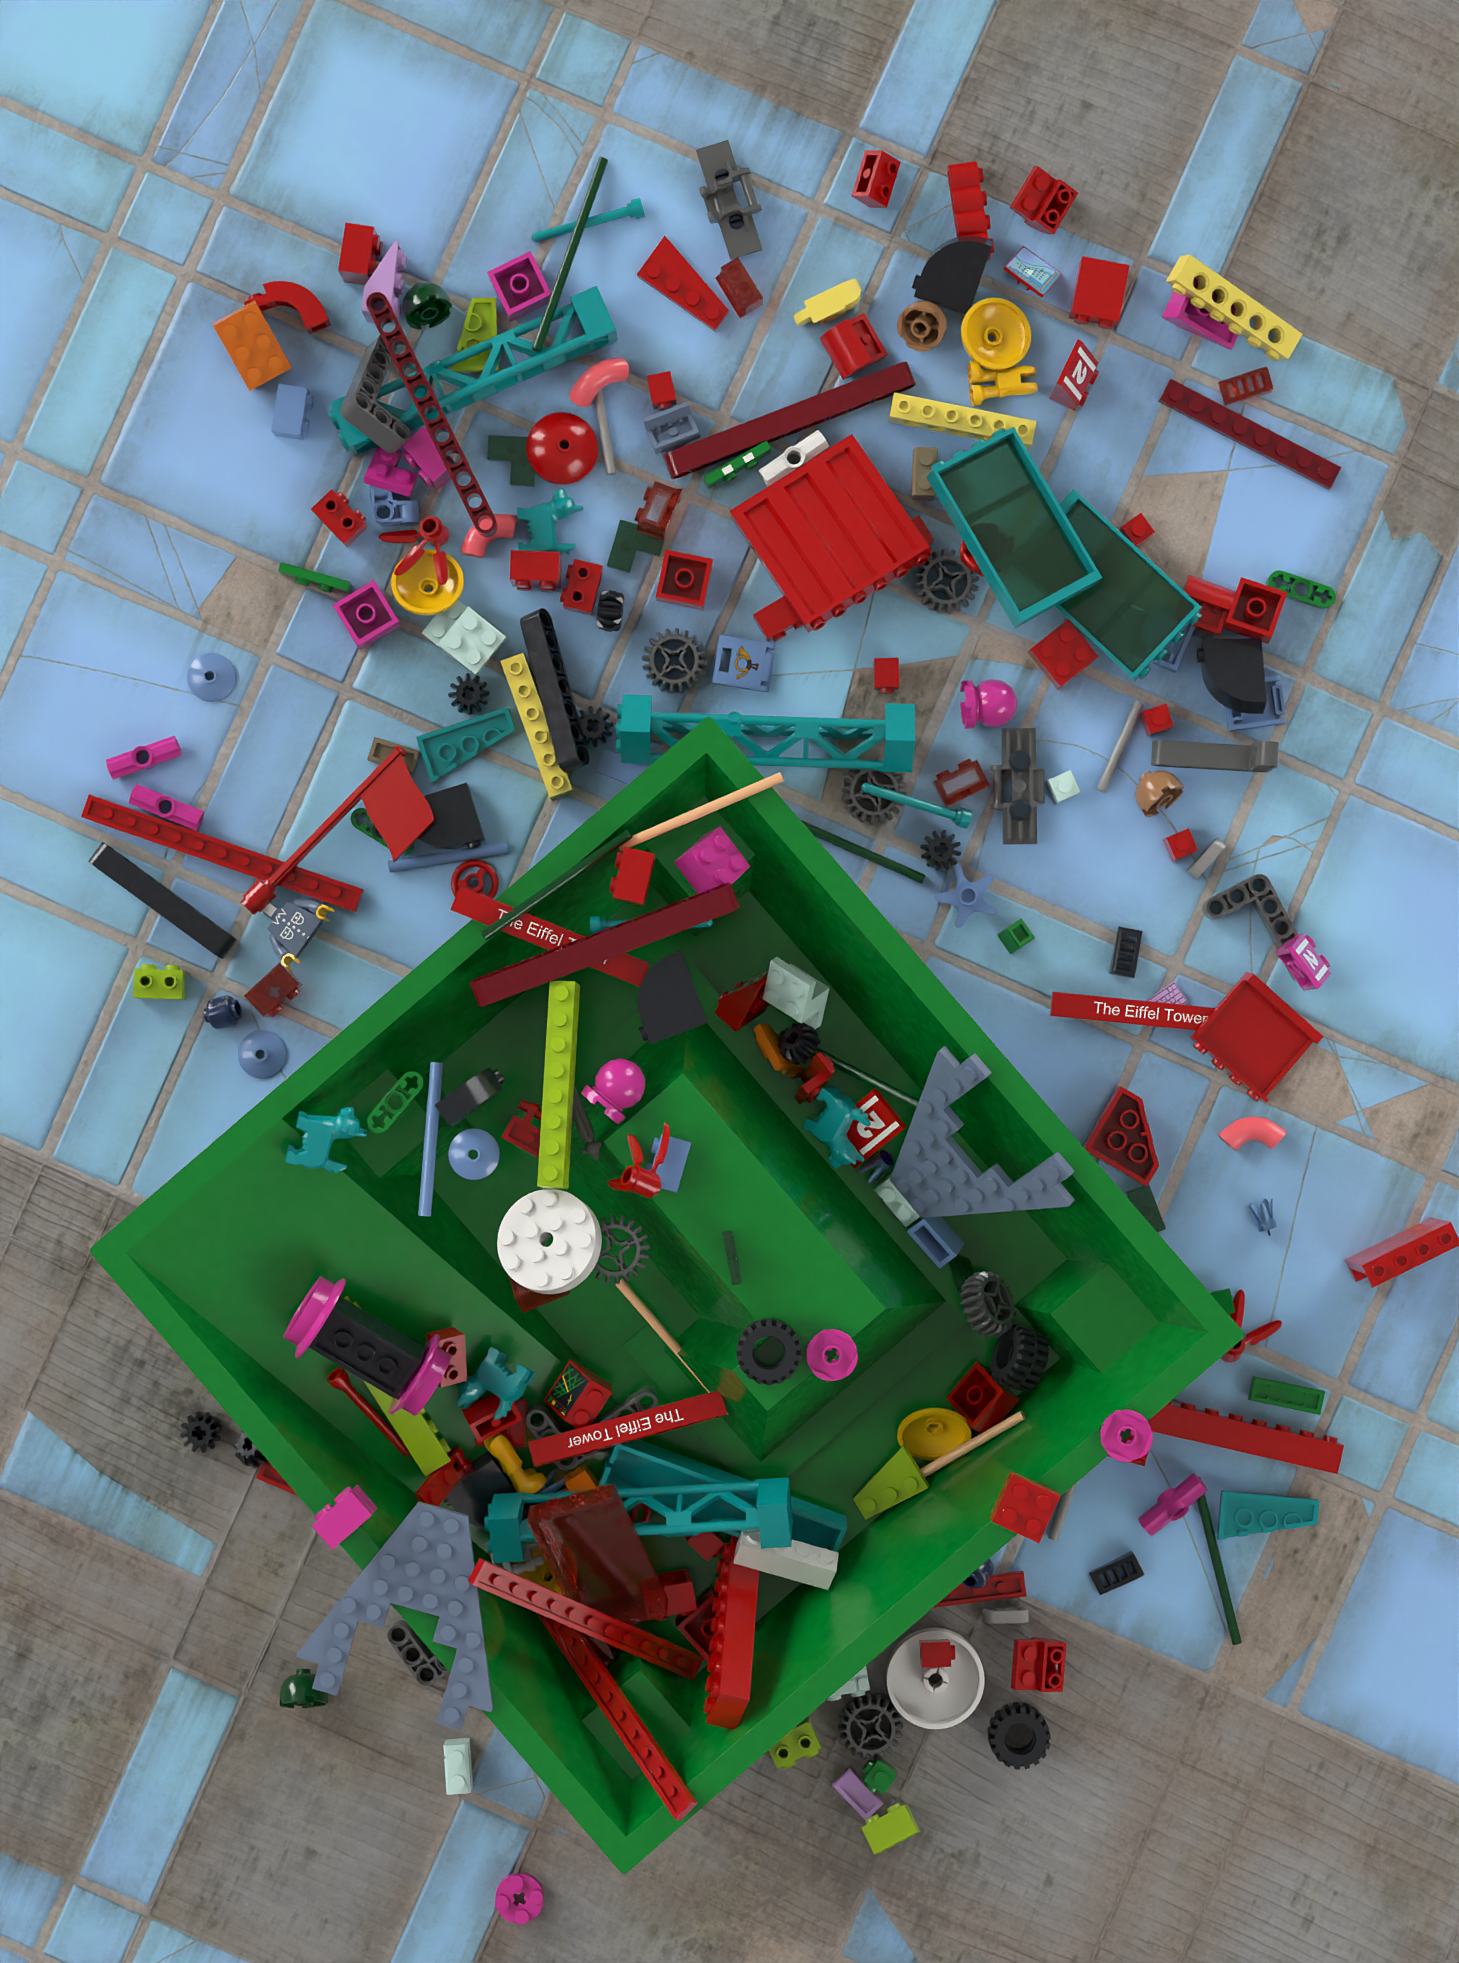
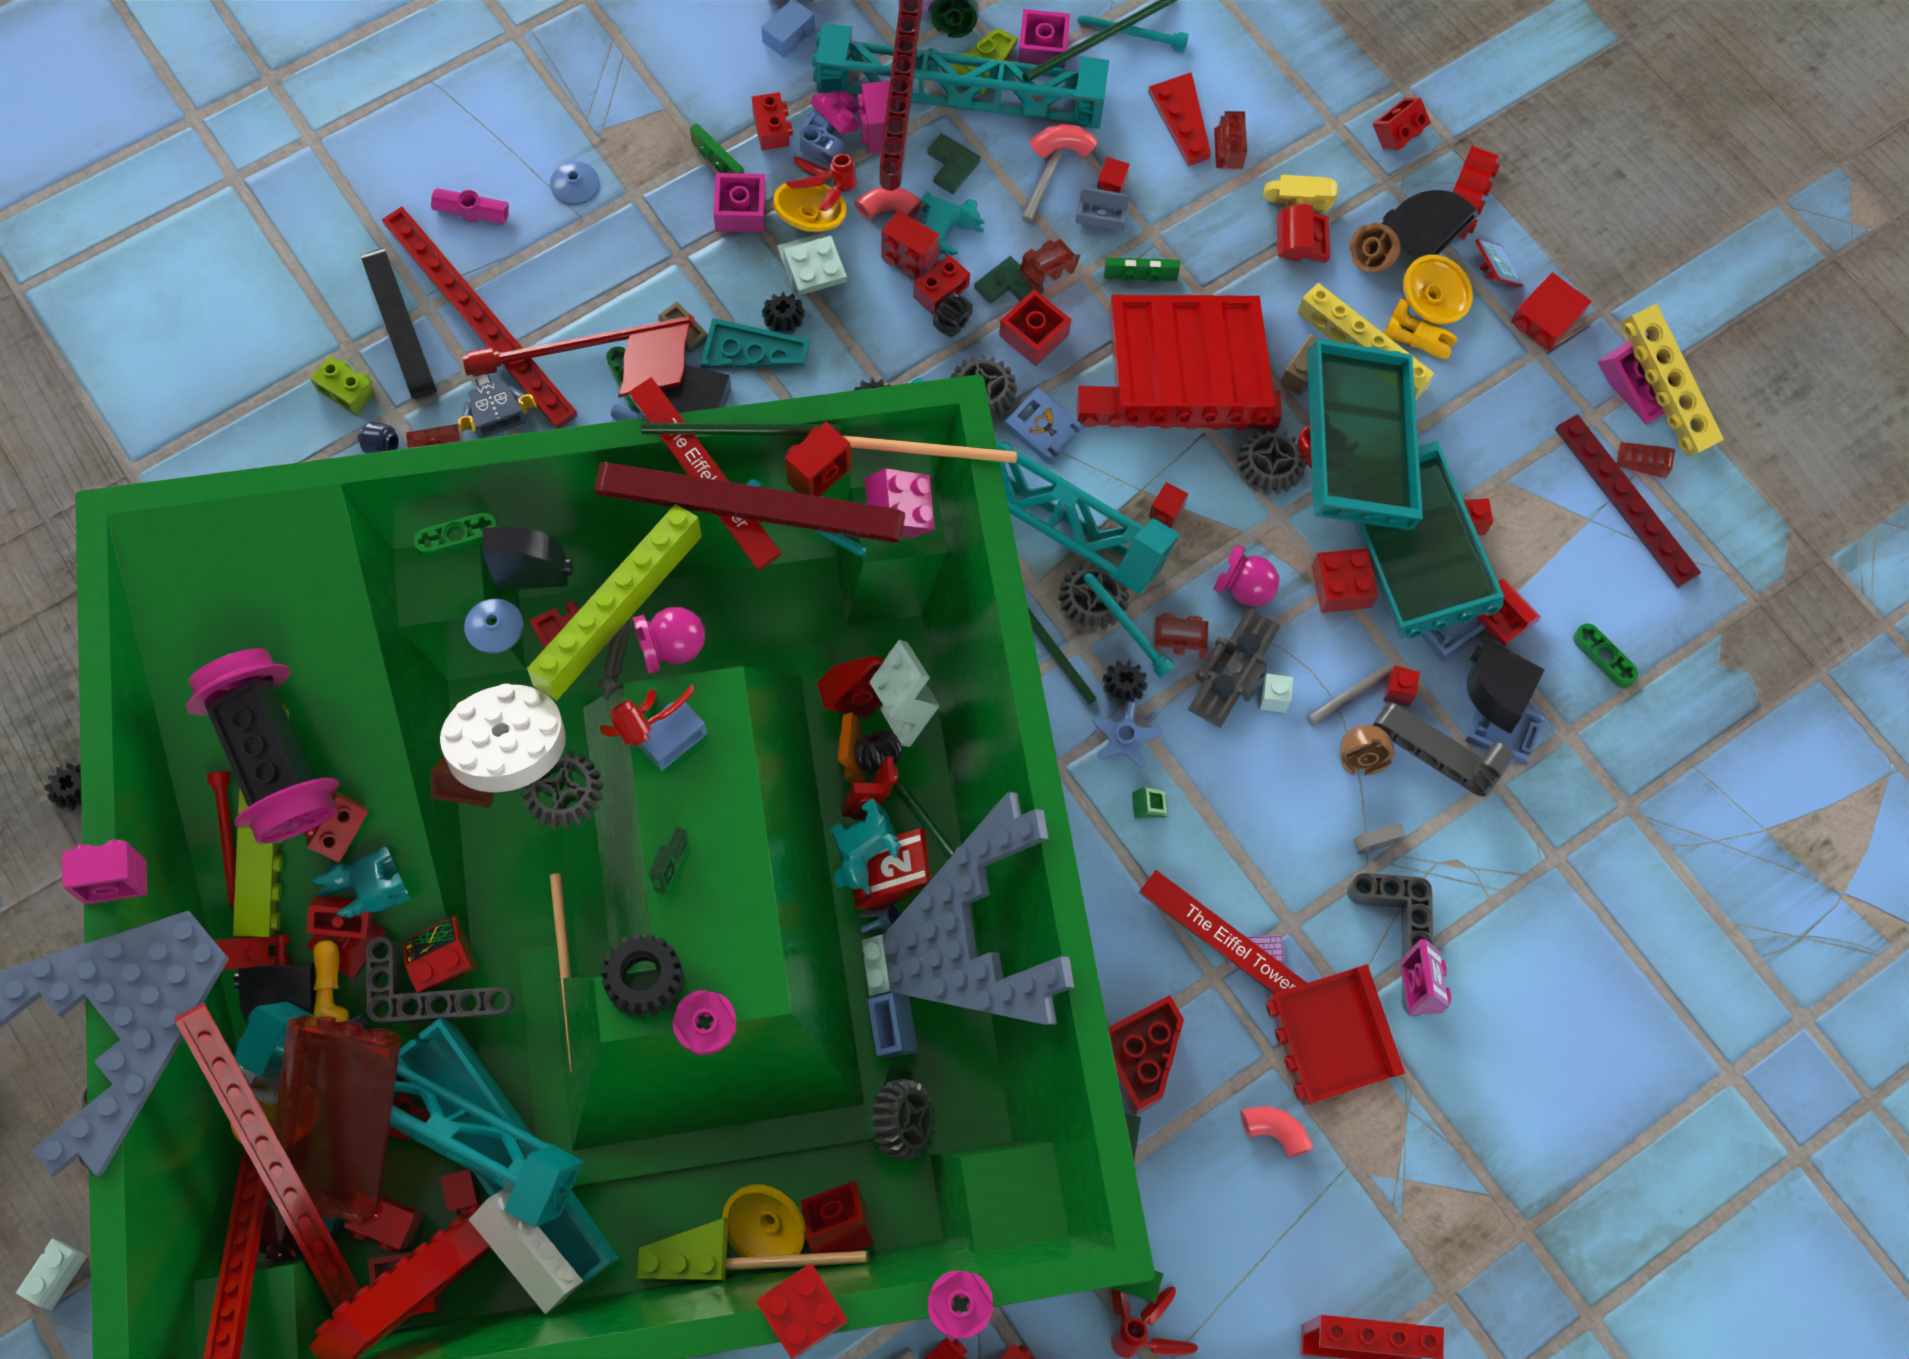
camera: 25 degrees right, 20 degrees down
(152, 802) = (464, 262): dark pink piece -> none
(318, 1137) = (360, 520): teal animal -> none
(360, 405) = (849, 36): dark grey beam -> none
(430, 1139) = (448, 603): medium blue piece -> none
(535, 725) = (829, 347): light yellow brick -> none
(554, 690) = (863, 336): black beam -> none
(559, 464) = (995, 187): red dish -> none
(627, 1428) = (459, 1010): red tile -> none
(668, 1000) = (775, 594): black brick -> none
(721, 202) = (1256, 71): dark grey piece -> none
(789, 420) = (1211, 260): dark red beam -> none
(806, 450) = (1196, 283): white piece -> none
(1019, 1358) = (900, 1196): black tyre -> none
(1043, 201) = (1540, 216): red brick -> none
(1075, 377) = (1490, 356): red slope -> none
(1129, 973) = (1234, 895): black slope -> none
(1180, 845) = (1360, 810): red brick -> none
(1255, 610) = (1552, 642): red brick -> none
(1267, 1221) = (1241, 1227): flat silver piece -> none

